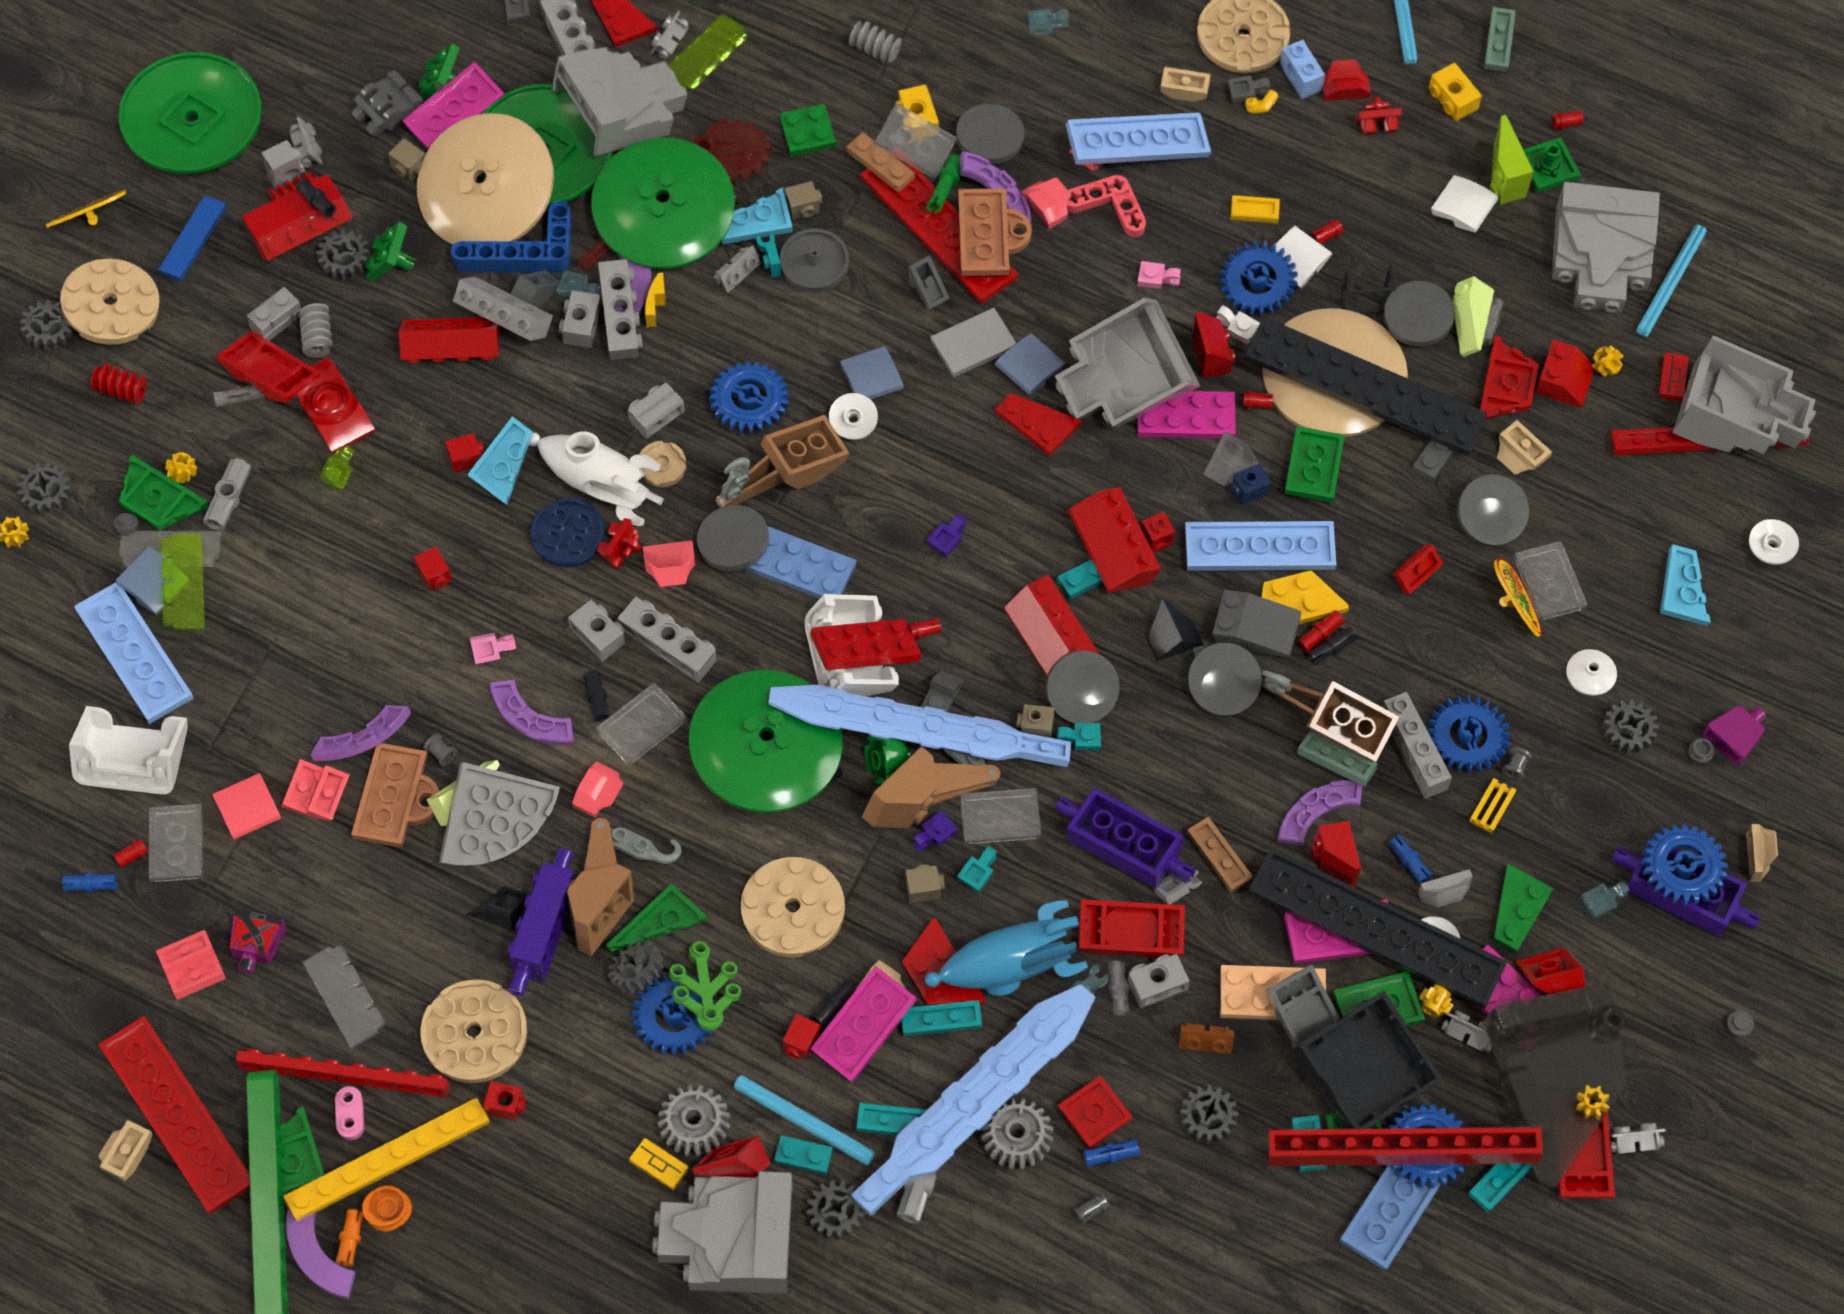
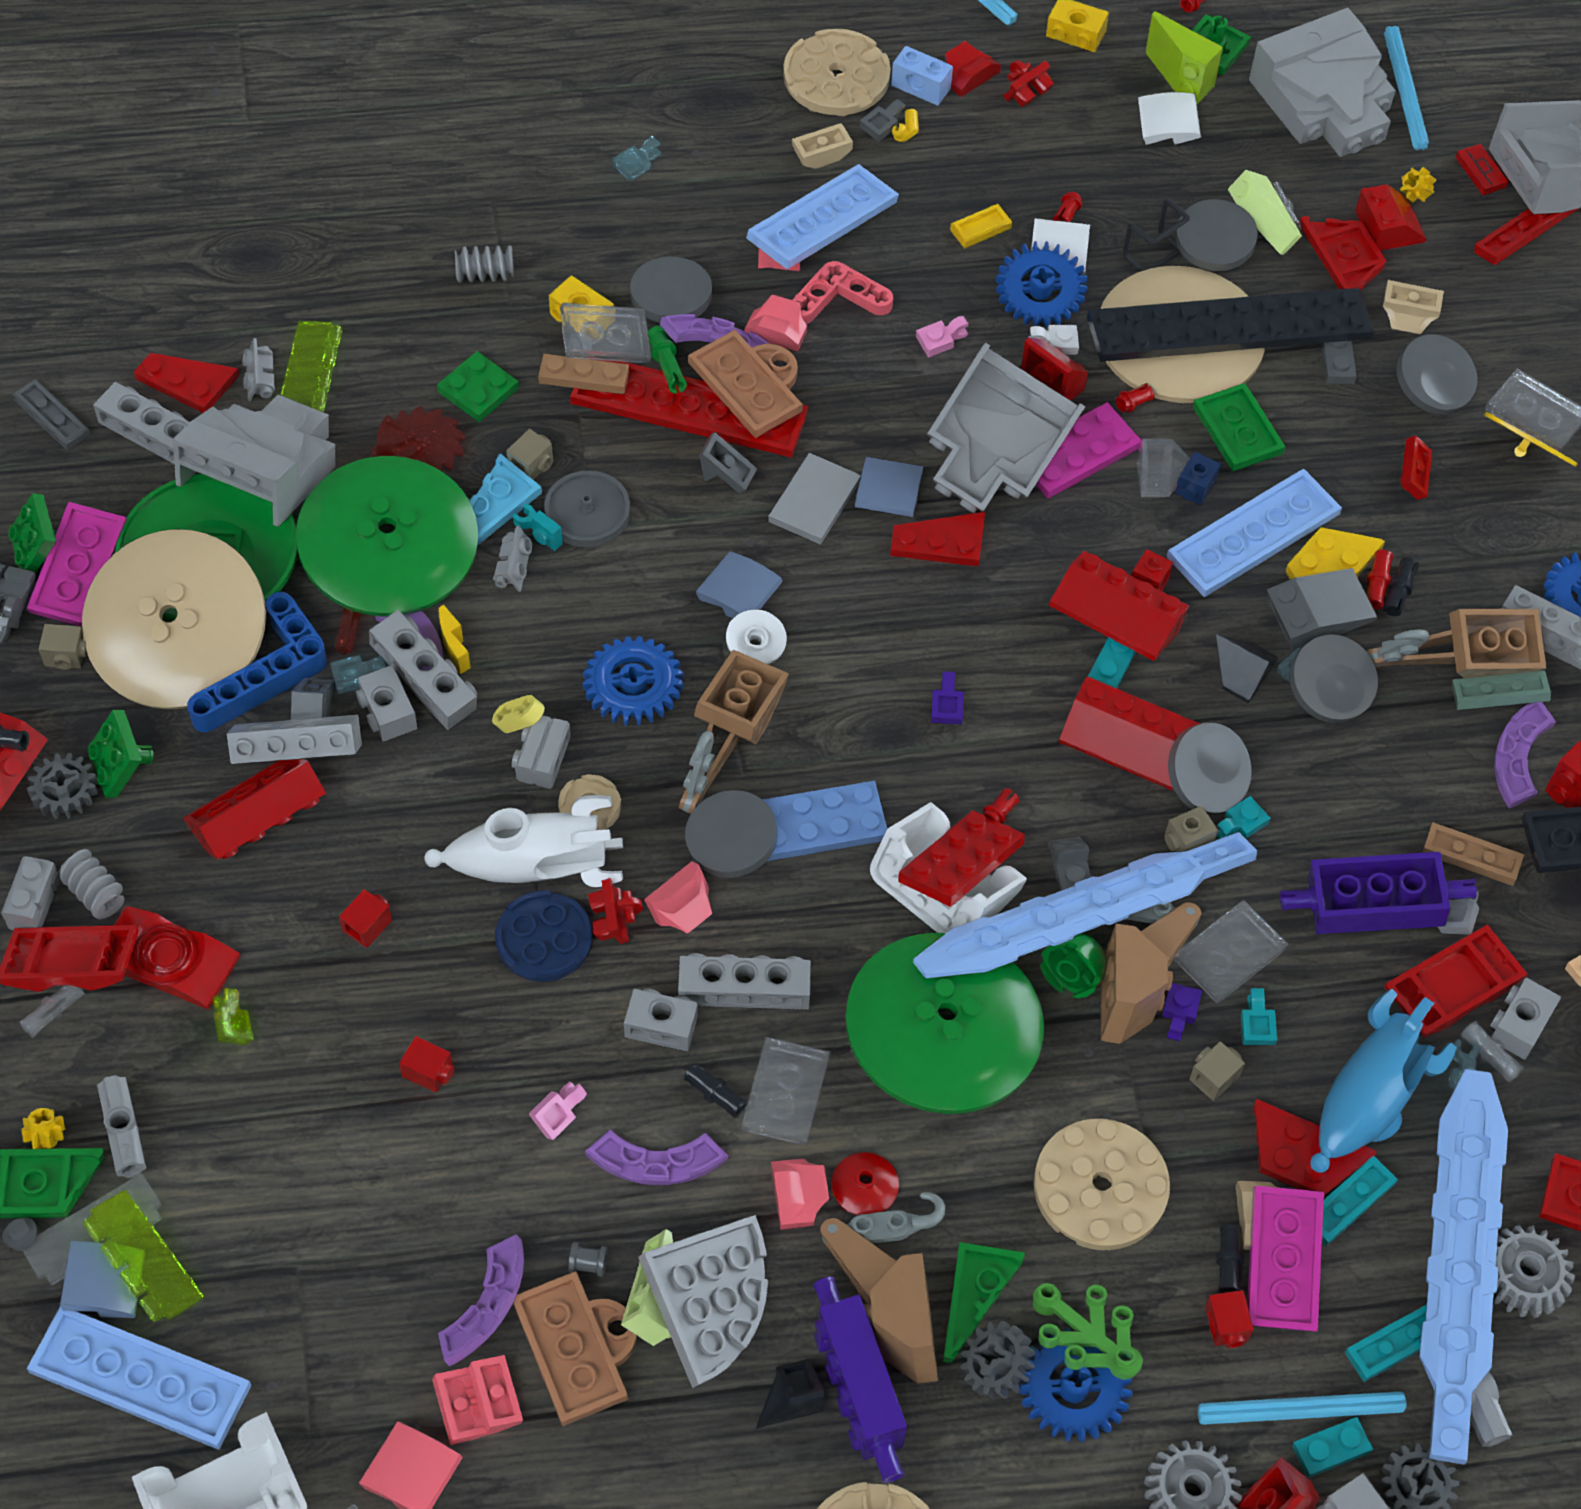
camera: 35 degrees left, 5 degrees down
(502, 460) = (416, 902): medium azure wing -> none
(646, 823) = (860, 1197): none -> red dish
(656, 375) = (518, 714): none -> light yellow beam

